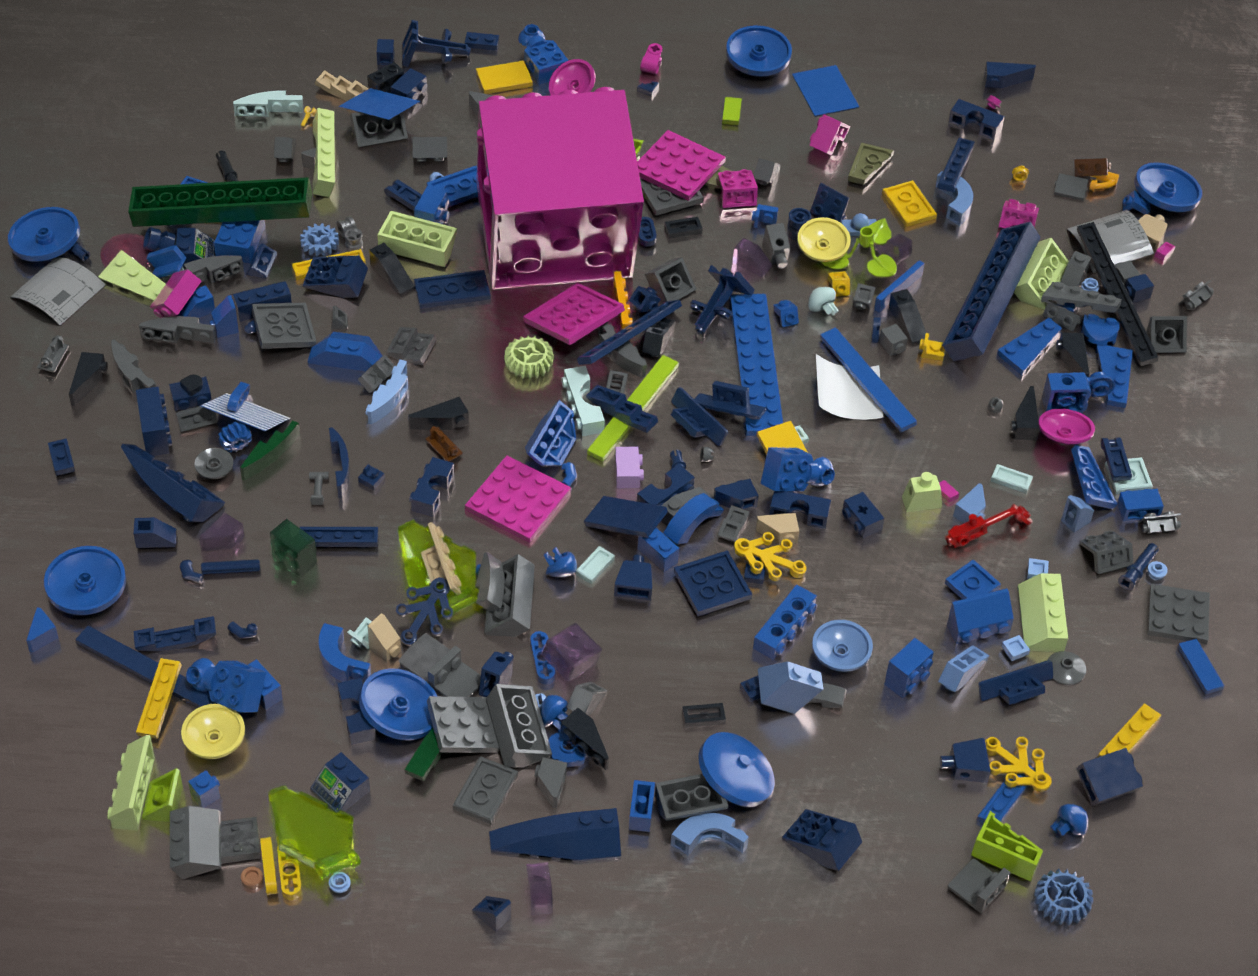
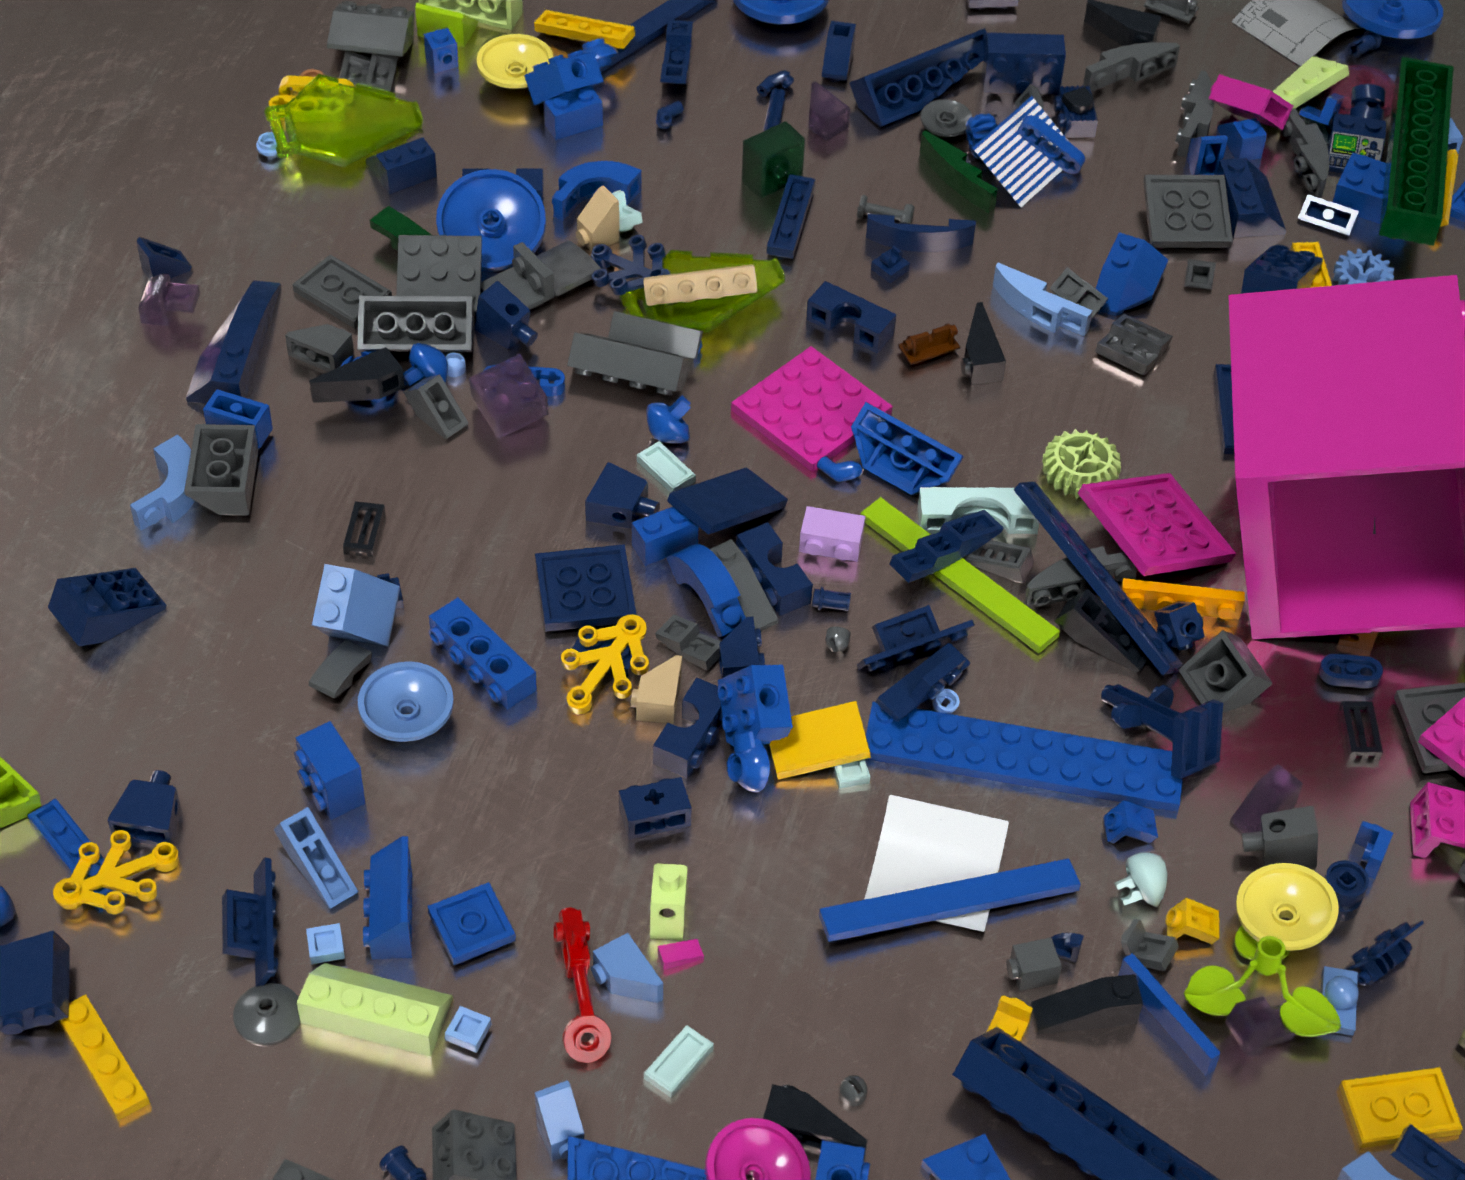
camera: 105 degrees right, 0 degrees up
(736, 769) = (244, 521): blue dish -> none

